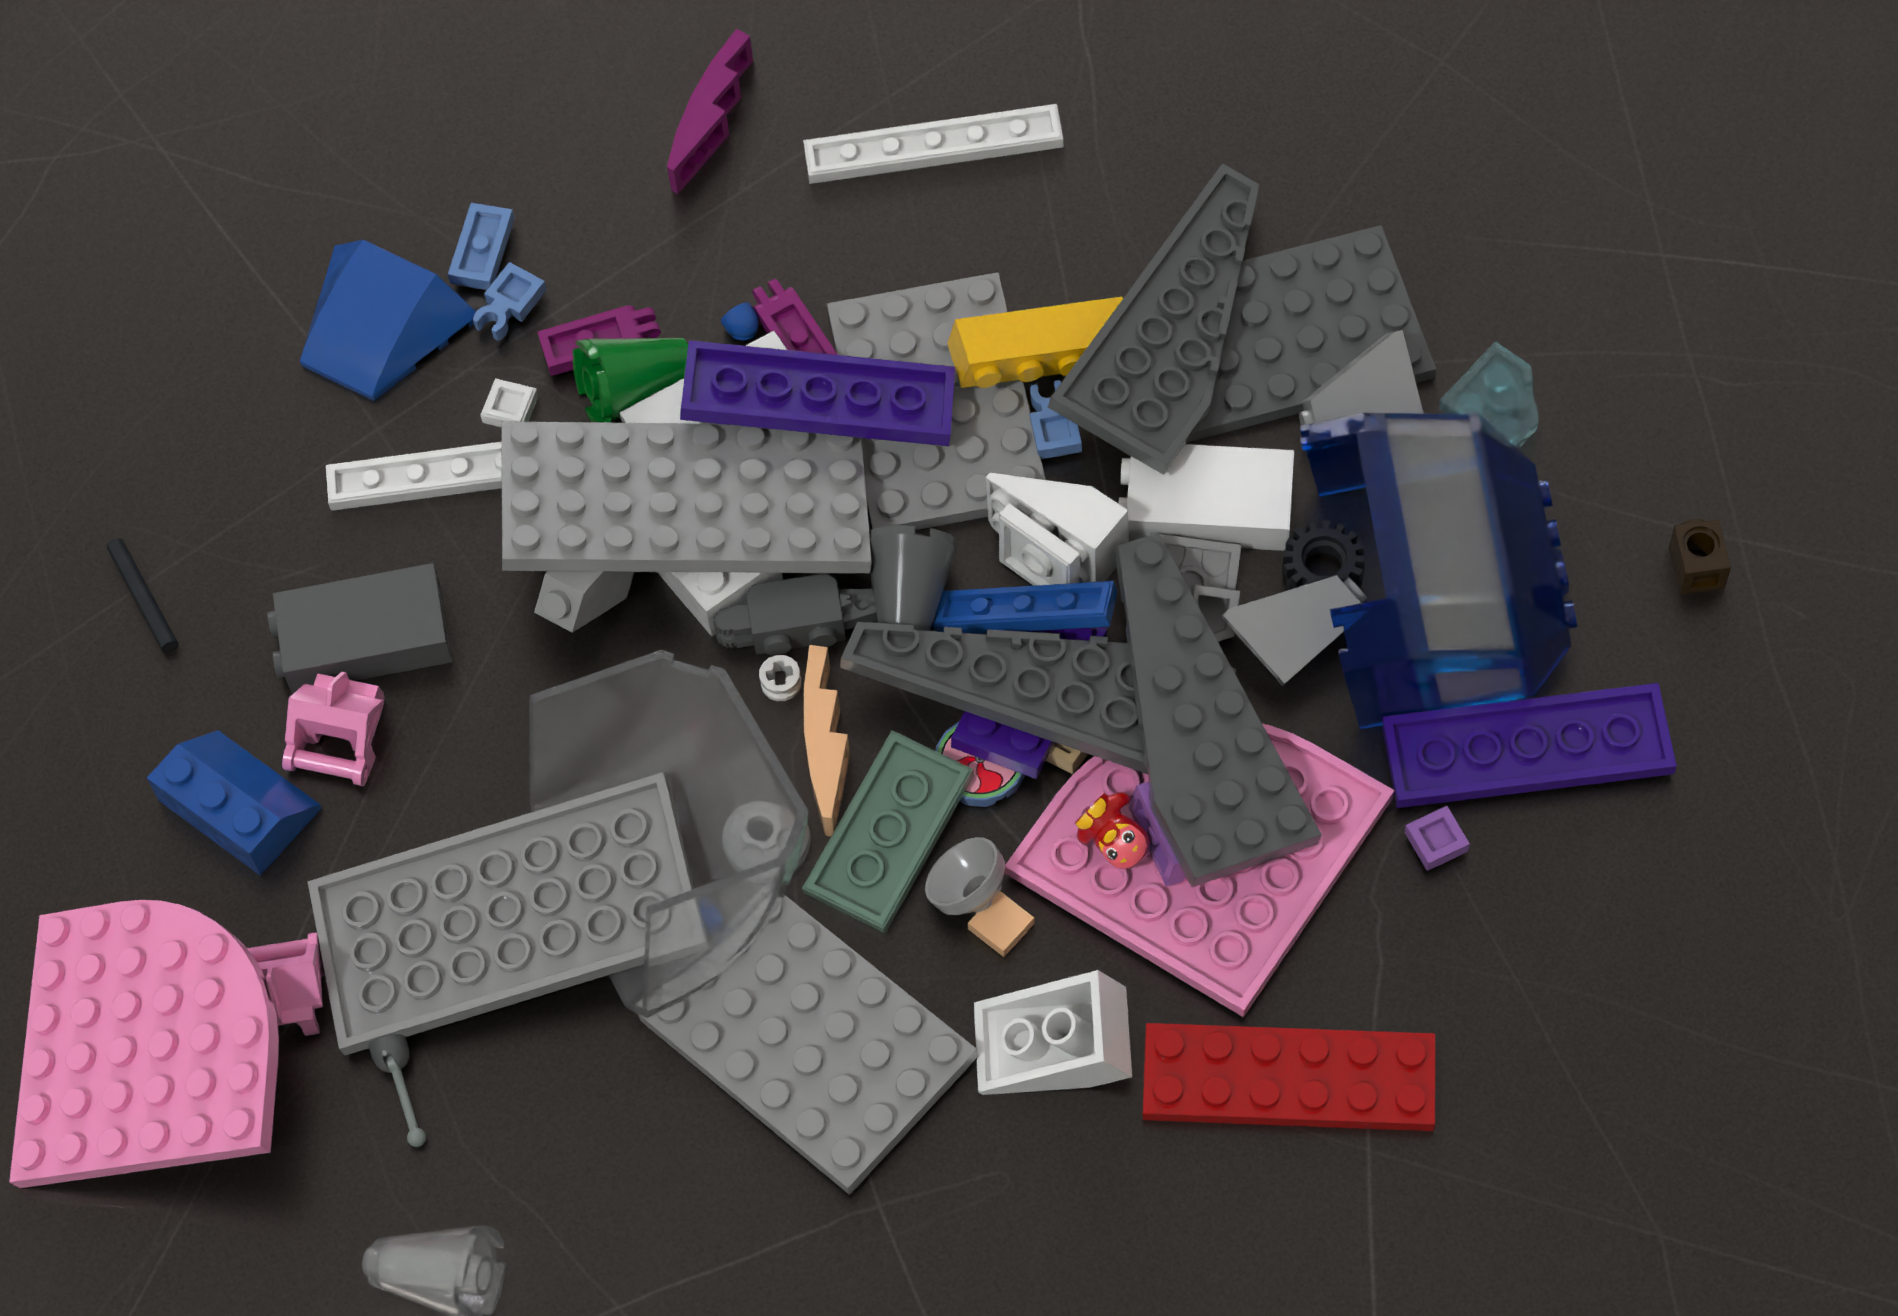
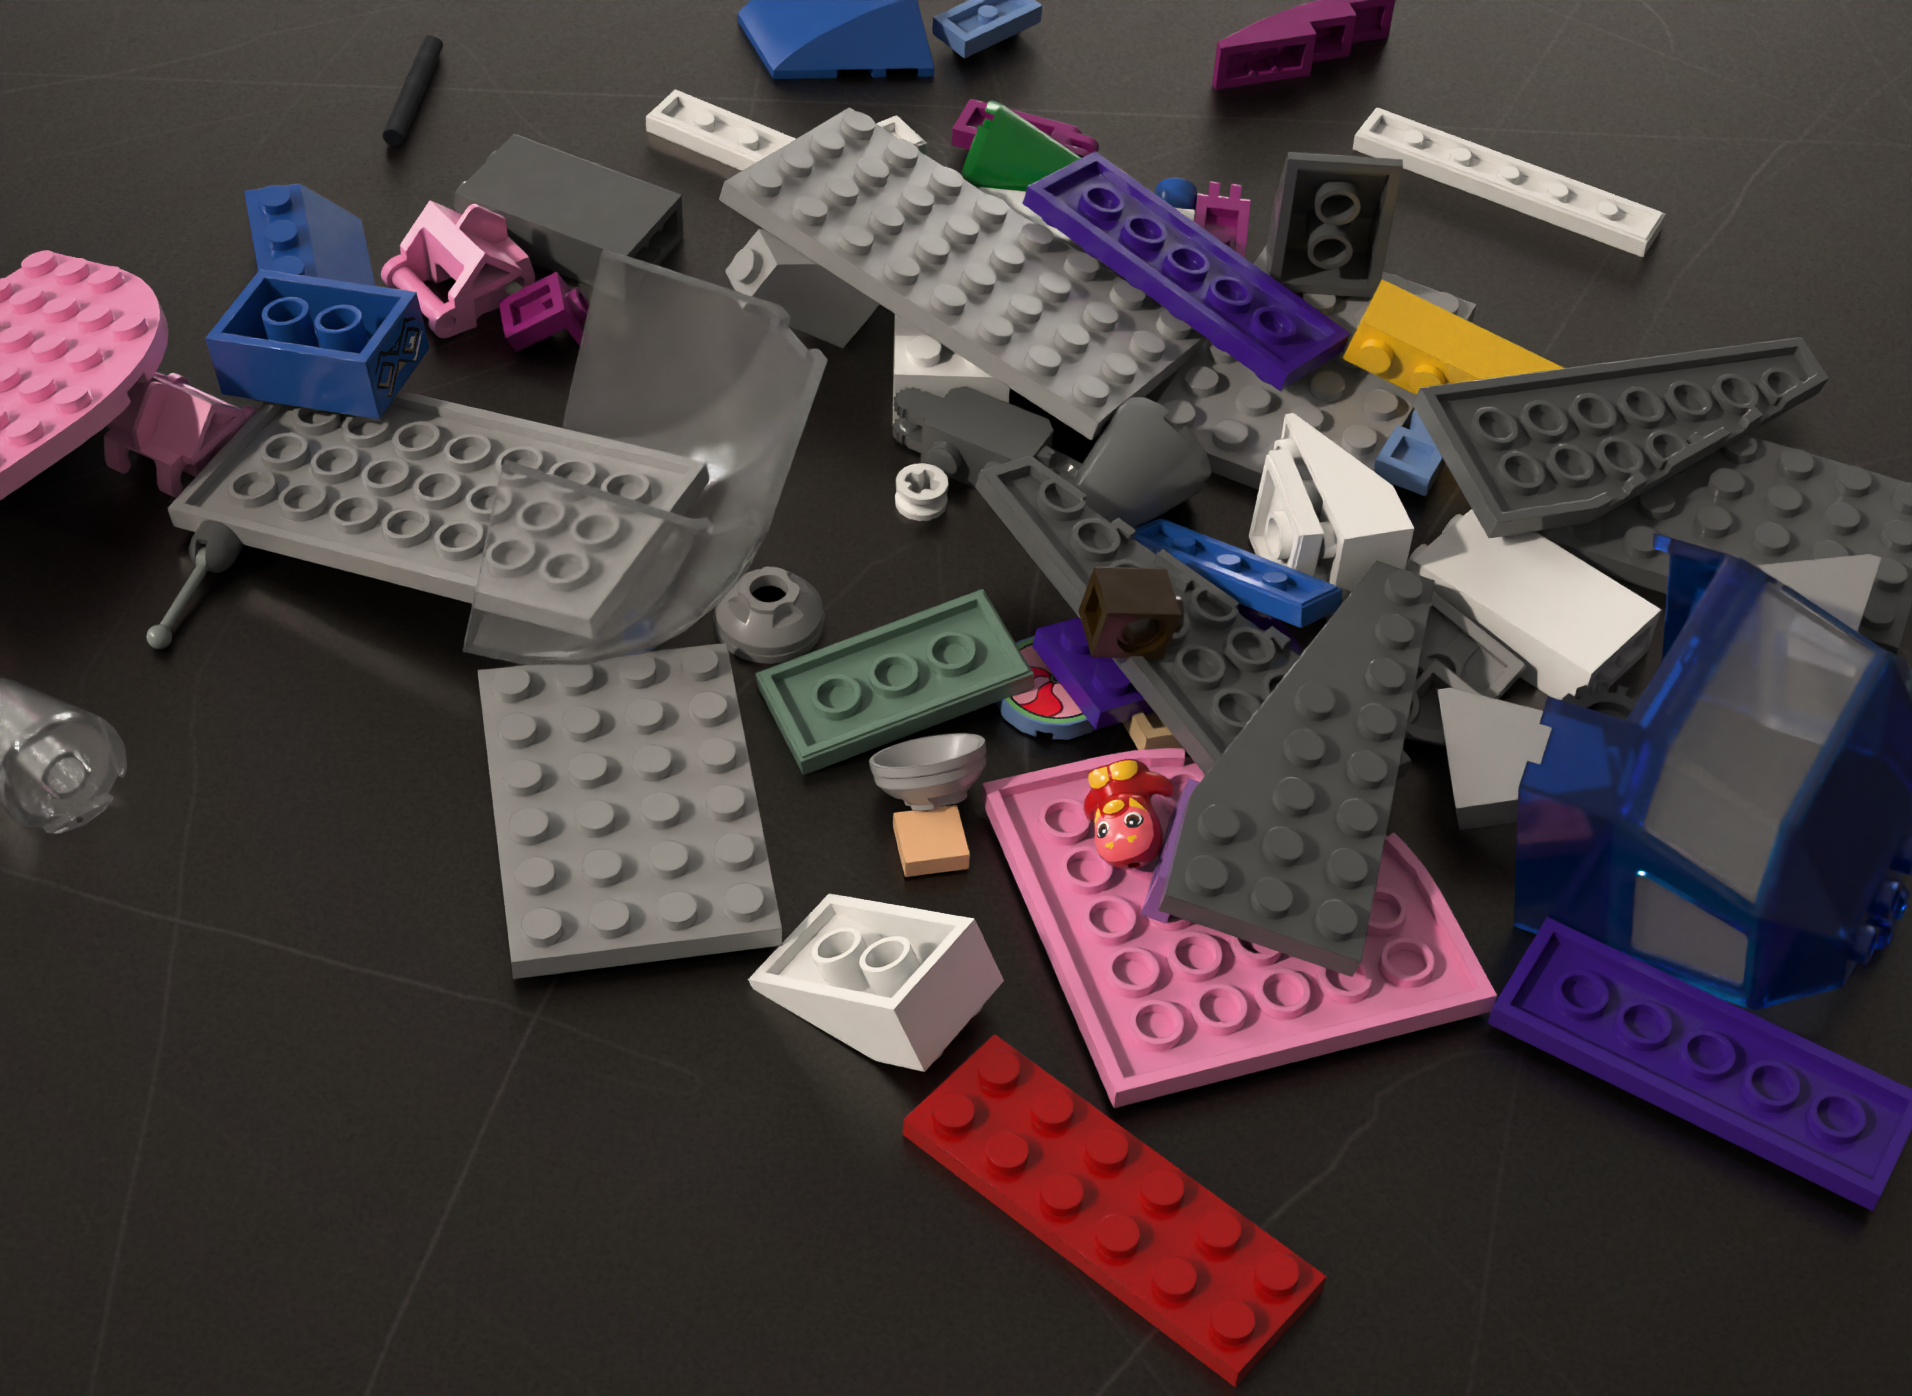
camera: 30 degrees right, 15 degrees down
(329, 863) = (318, 343): none -> blue brick
(422, 719) = (543, 311): none -> magenta bracket
(509, 296) = (974, 65): medium blue plate -> none
(826, 750) = (900, 568): light nougat slope -> none
(889, 301) = (1332, 223): none -> dark grey slope
(1019, 699) = (1130, 612): none -> dark brown brick
(1437, 838) = (1509, 1079): medium lavender plate -> none

